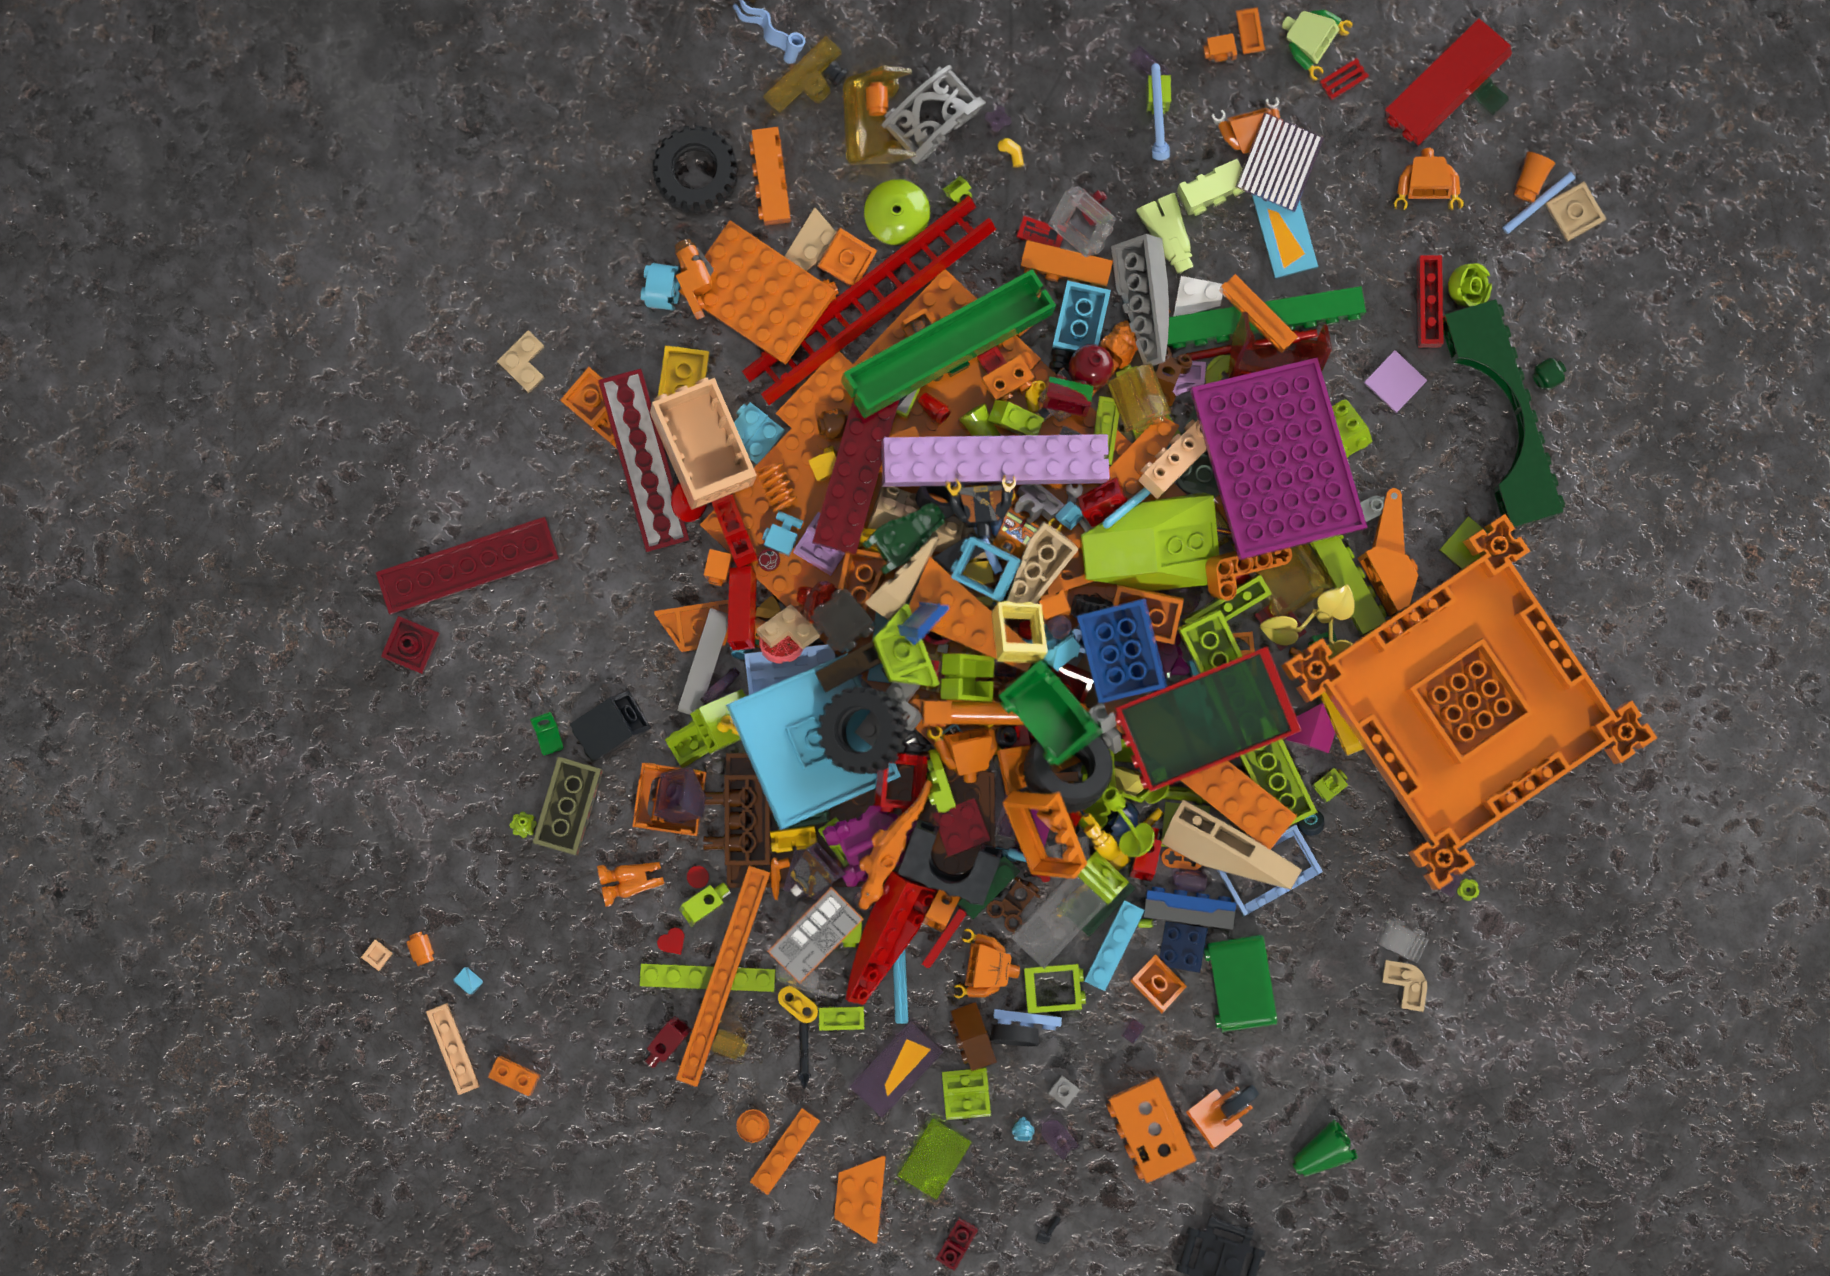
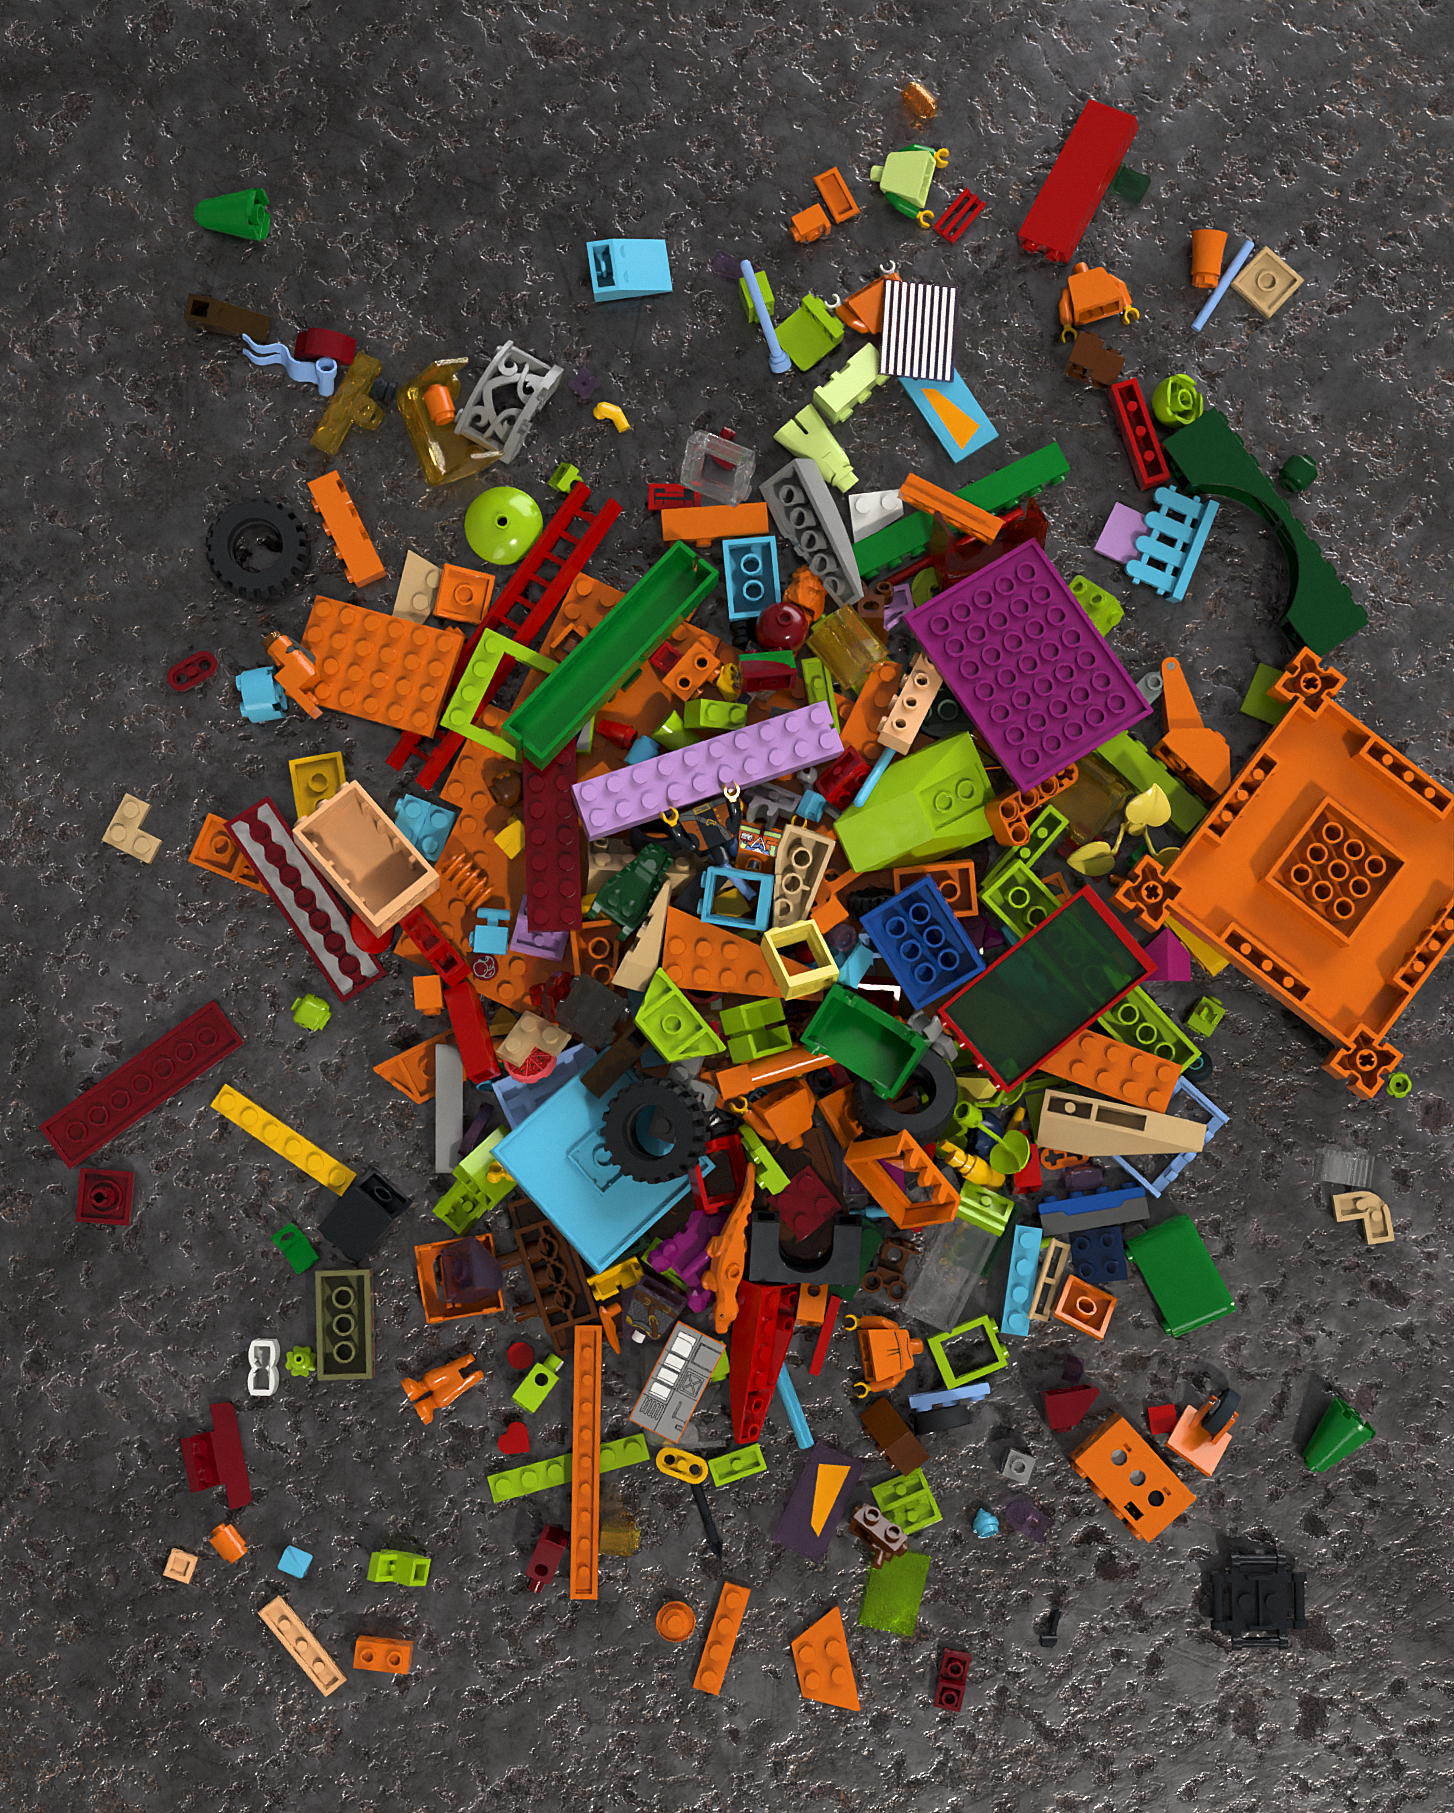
camera: 25 degrees left, 0 degrees up
(433, 879) = (218, 1457): none -> dark red plate
(495, 813) = (263, 1358): none -> white brick
(548, 1011) = (398, 1567): none -> lime brick
(565, 646) = (283, 1140): none -> yellow plate
(611, 247) = (192, 669): none -> dark red plate
(619, 551) = (311, 1012): none -> lime head
(800, 21) = (325, 343): none -> dark red brick
(833, 331) = (475, 682): none -> lime hinge
(922, 621) = (683, 982): blue slope -> none
(936, 1109) = (878, 1534): none -> reddish brown brick
(949, 428) = (642, 750): none -> medium azure brick
(1063, 37) = (628, 268): none -> medium azure slope
(1117, 1056) = (1066, 1405): none -> dark red slope
(1141, 956) = (1054, 1282): none -> tan window
(1191, 136) = (809, 333): none -> lime bracket
(1191, 1092) = (1162, 1418): none -> red tile
(1412, 232) = (1092, 363): none -> reddish brown brick
(1436, 389) = (1182, 533): none -> medium azure fence

